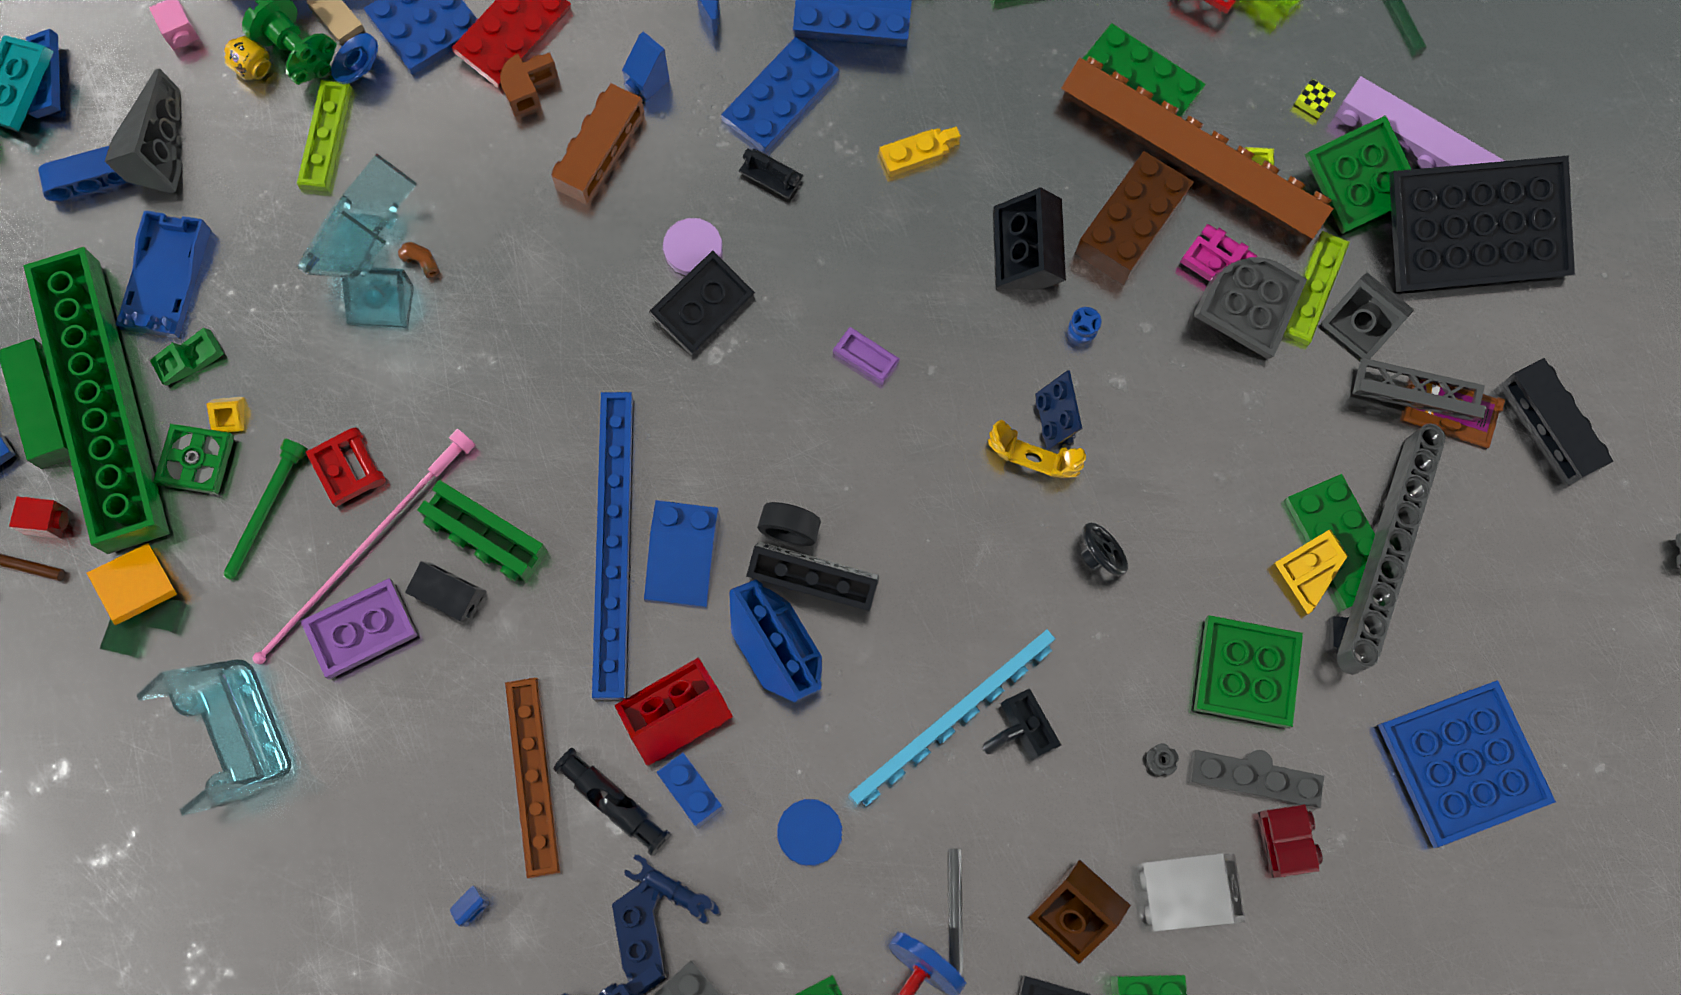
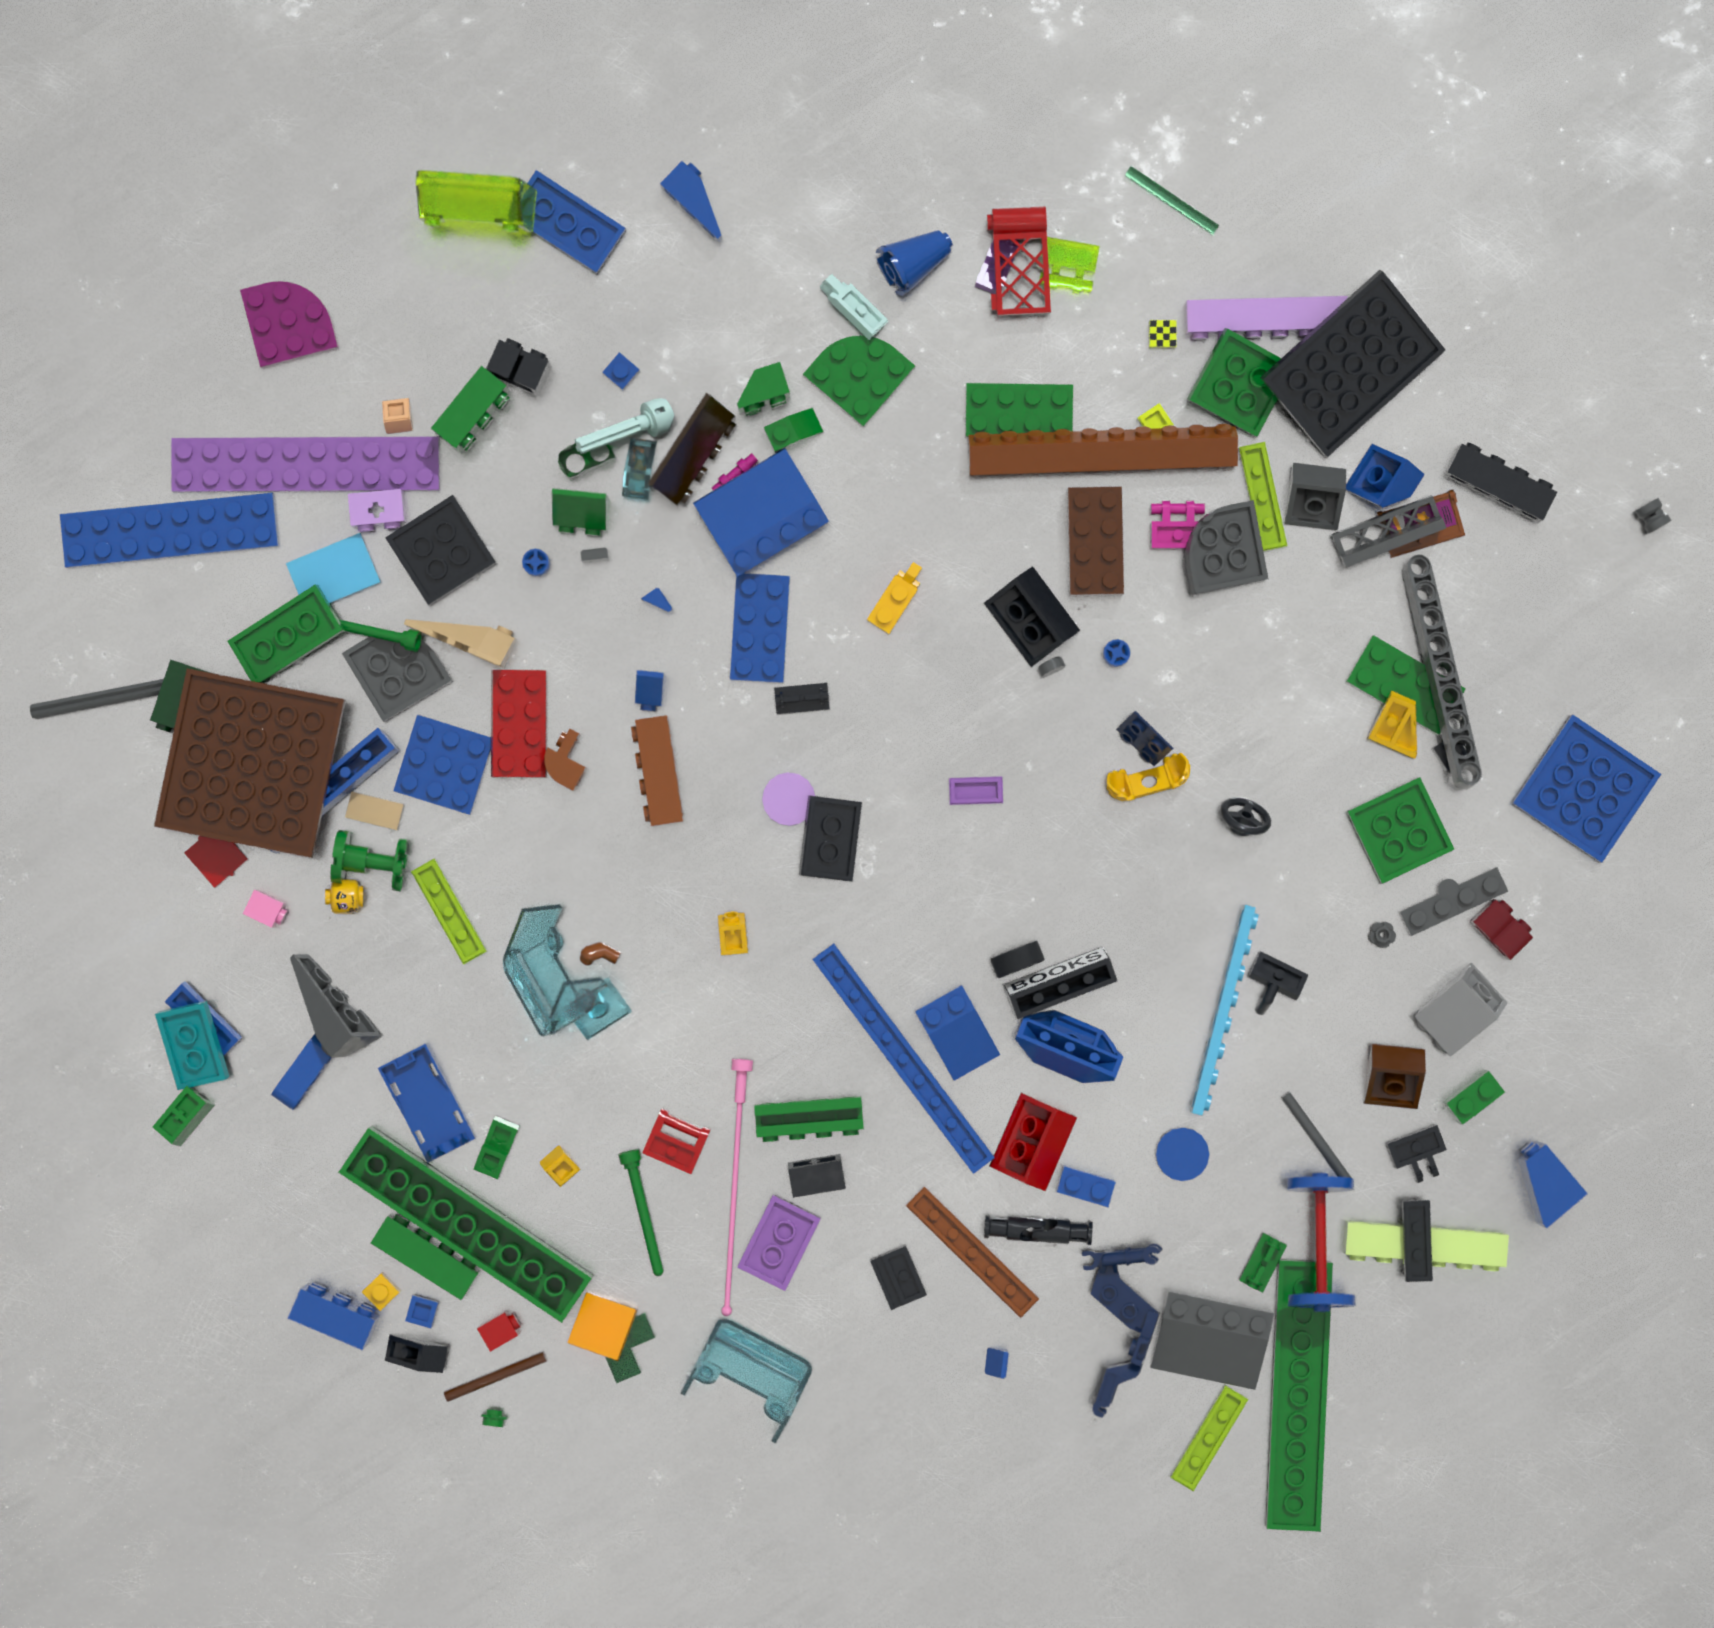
camera: 35 degrees left, 15 degrees up
(194, 459) = (567, 1214): green piece -> none
(354, 58) = (419, 846): blue dish -> none
(442, 747) = (898, 1277): none -> black plate
(548, 321) = (732, 933): none -> yellow bracket
(1015, 296) = (1051, 666): none -> dark grey tile
(1449, 341) = (1384, 477): none -> blue slope

